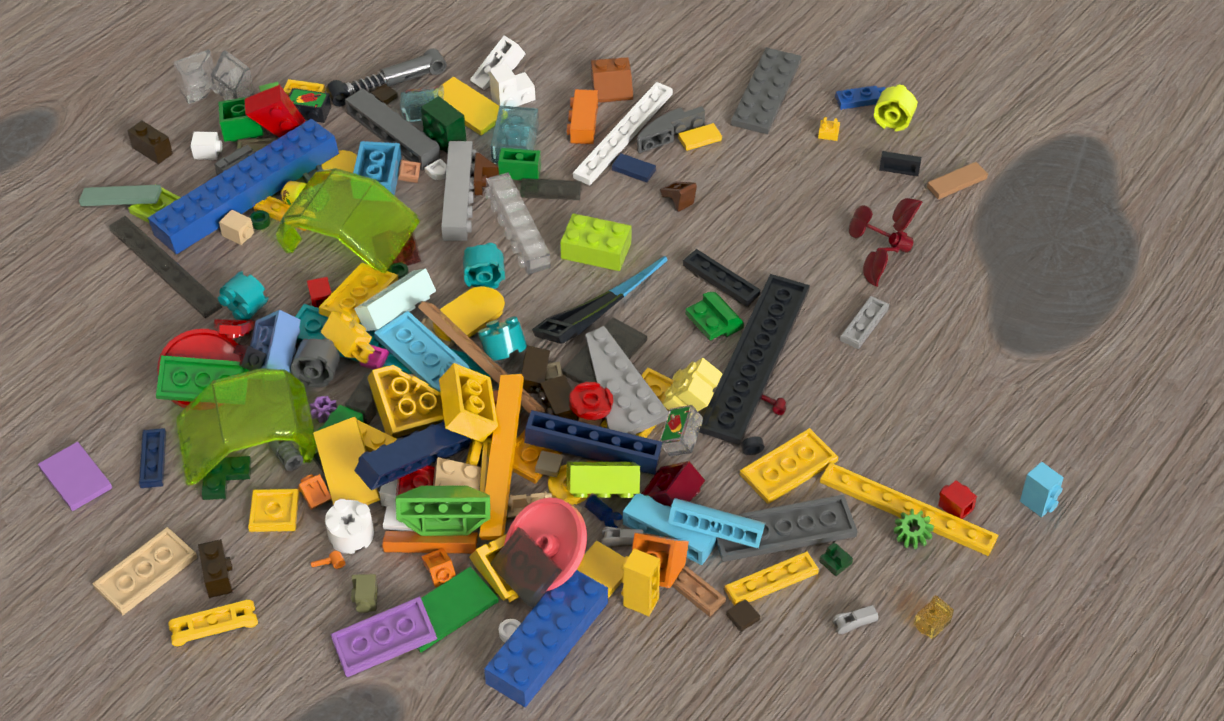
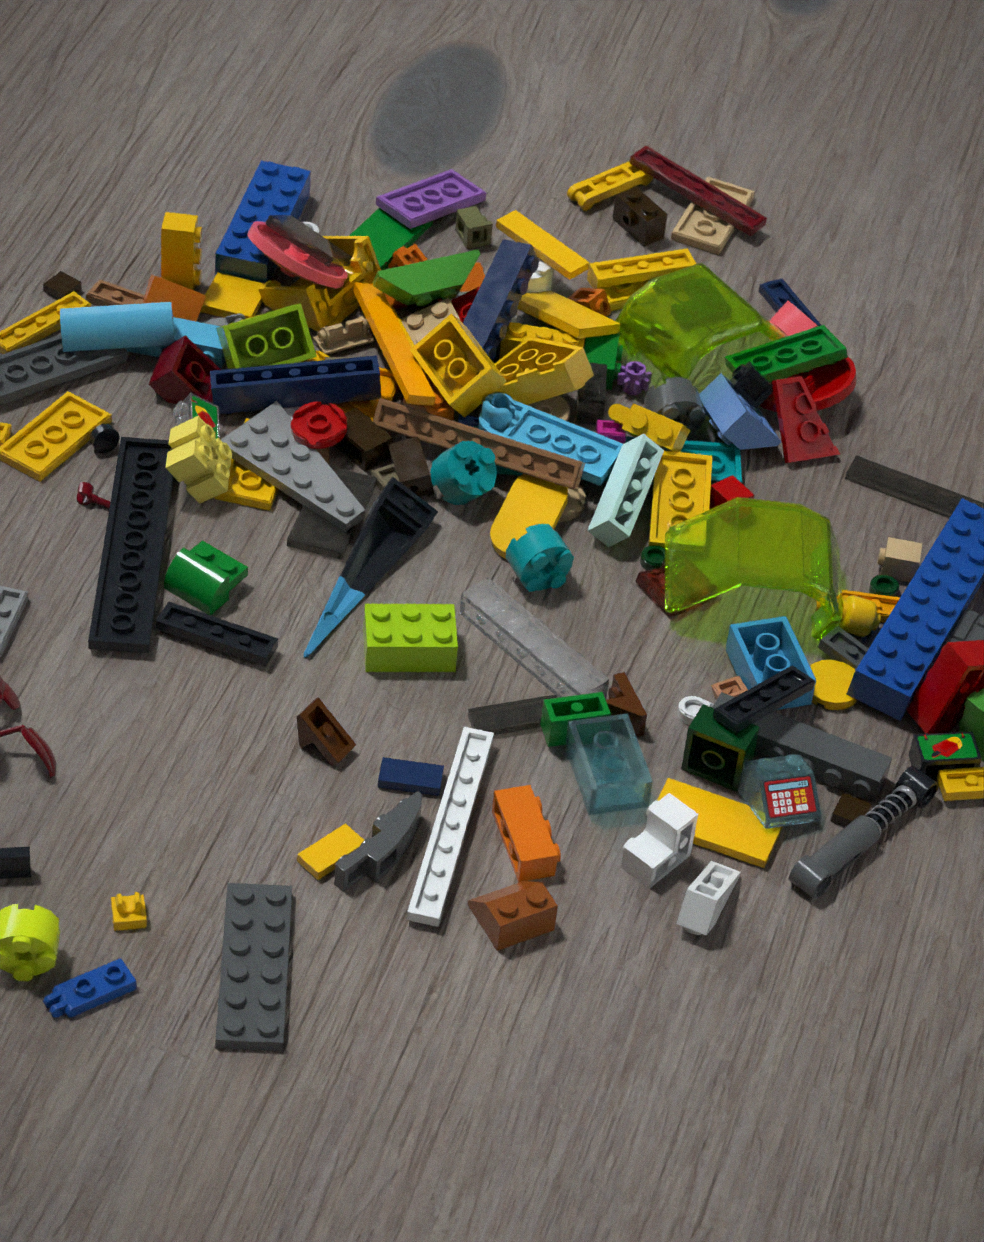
camera: 155 degrees right, 5 degrees down
(75, 476) = (856, 276): medium lavender tile -> none
(146, 585) = (698, 190): none -> dark red tile
(168, 426) = (792, 320): none -> coral slope
(242, 296) = (818, 462): teal brick -> none
(252, 504) = (639, 267): none -> yellow plate
(330, 519) = (545, 245): none -> yellow tile
(406, 122) = (763, 699): none -> black tile
(458, 191) = (634, 653): light grey brick -> none

